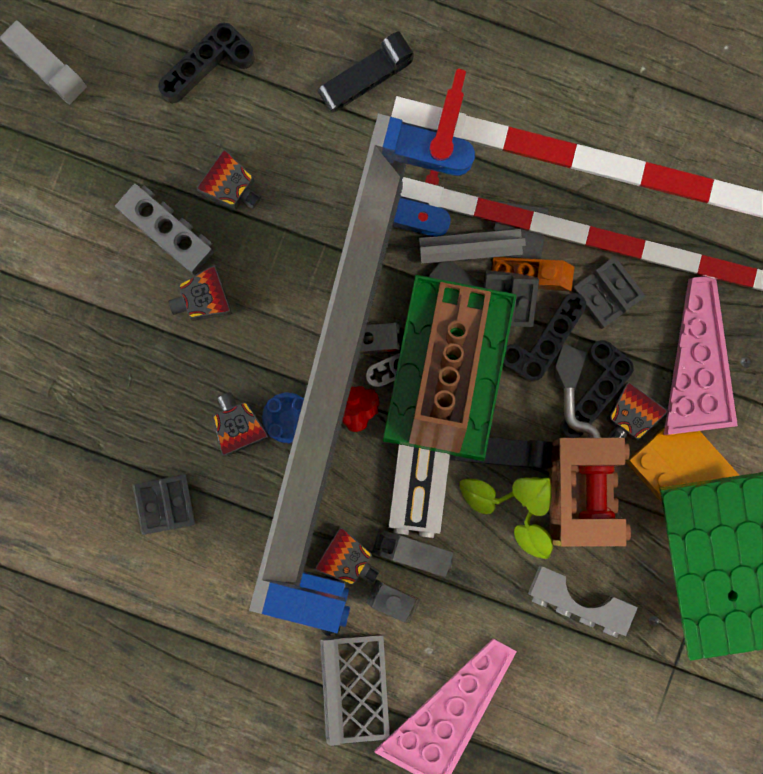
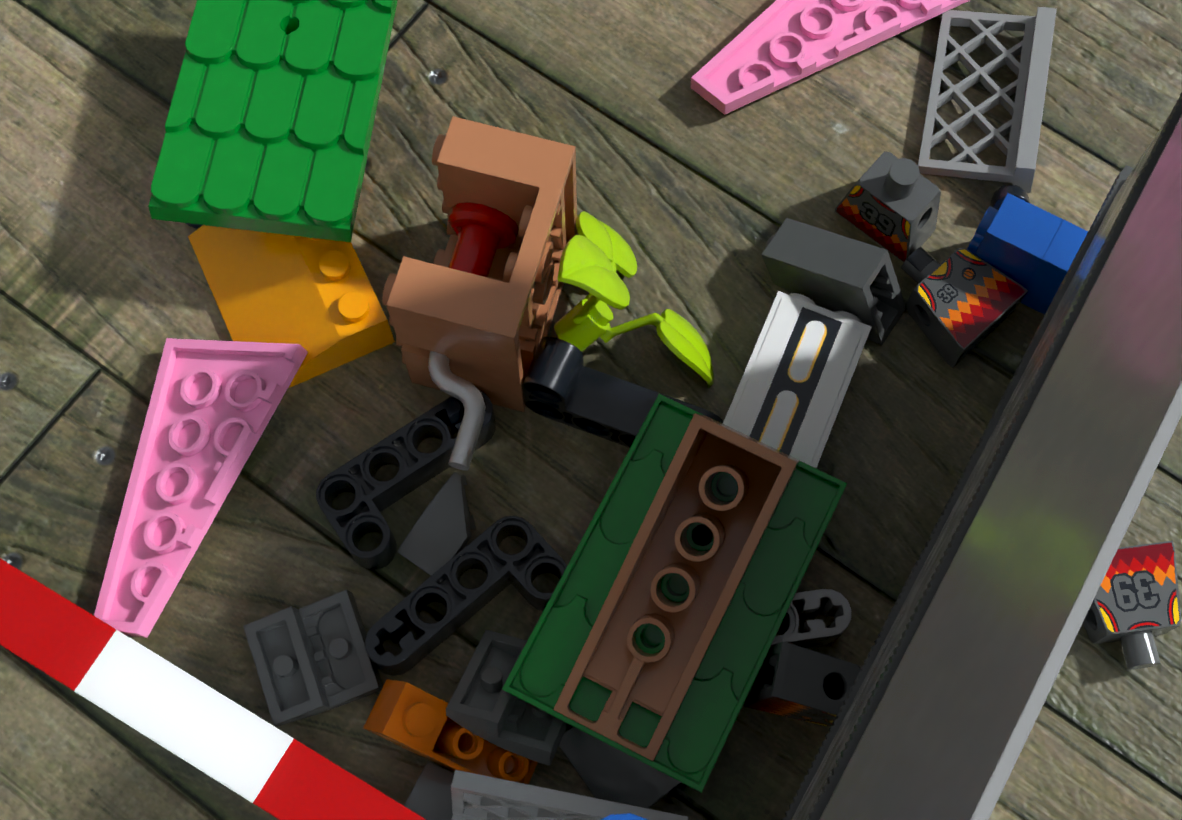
camera: 160 degrees left, 15 degrees down
(360, 408) = (878, 563): red plant -> none
(611, 614) = (510, 94): light grey arch -> none
(633, 413) = (349, 406): torso -> none

